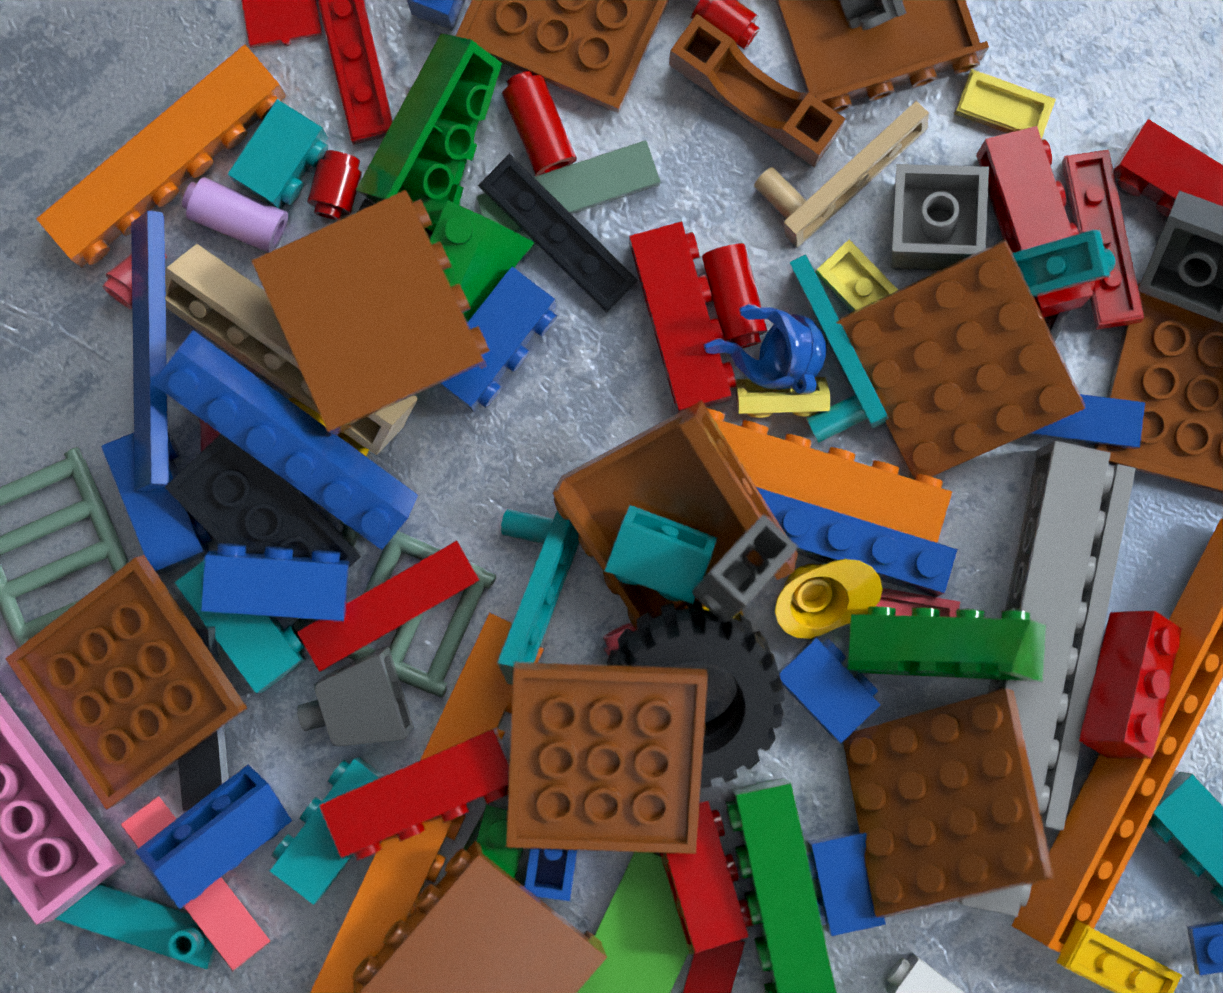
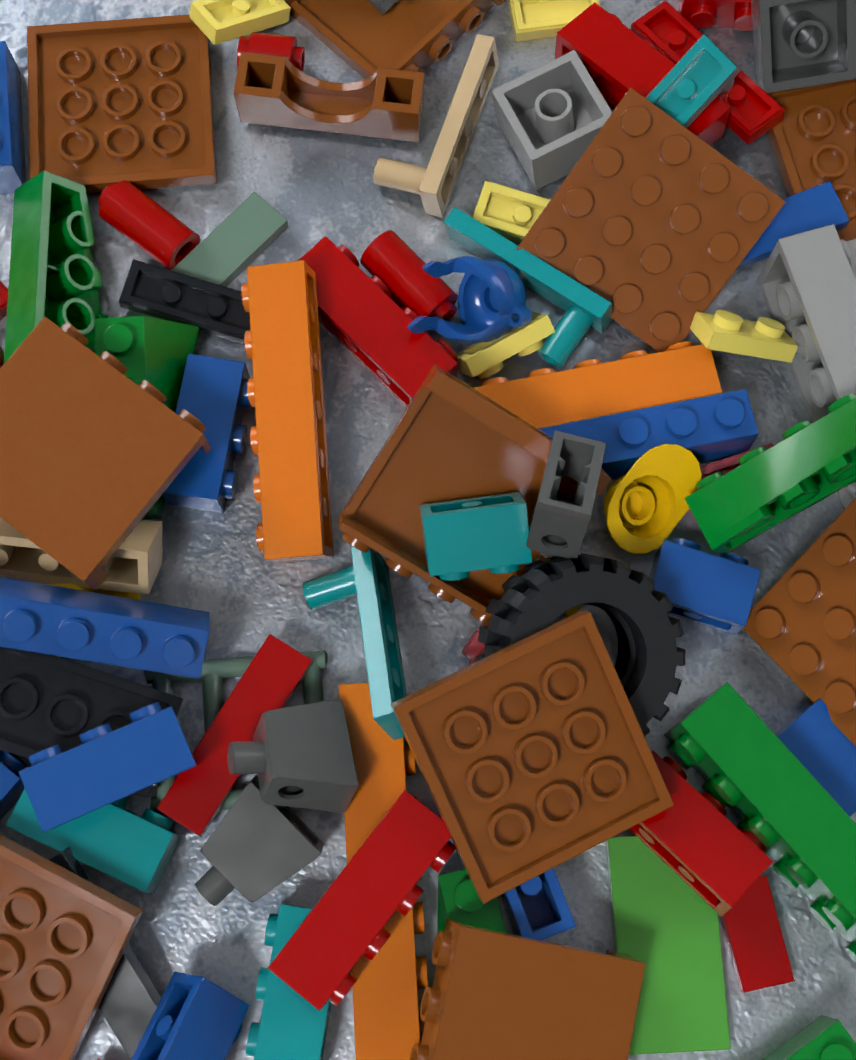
camera: 30 degrees left, 10 degrees down
(428, 656) = (300, 757): none -> dark grey torso
(568, 363) = (288, 412): none -> orange brick
(987, 500) = (732, 334): none -> light yellow plate

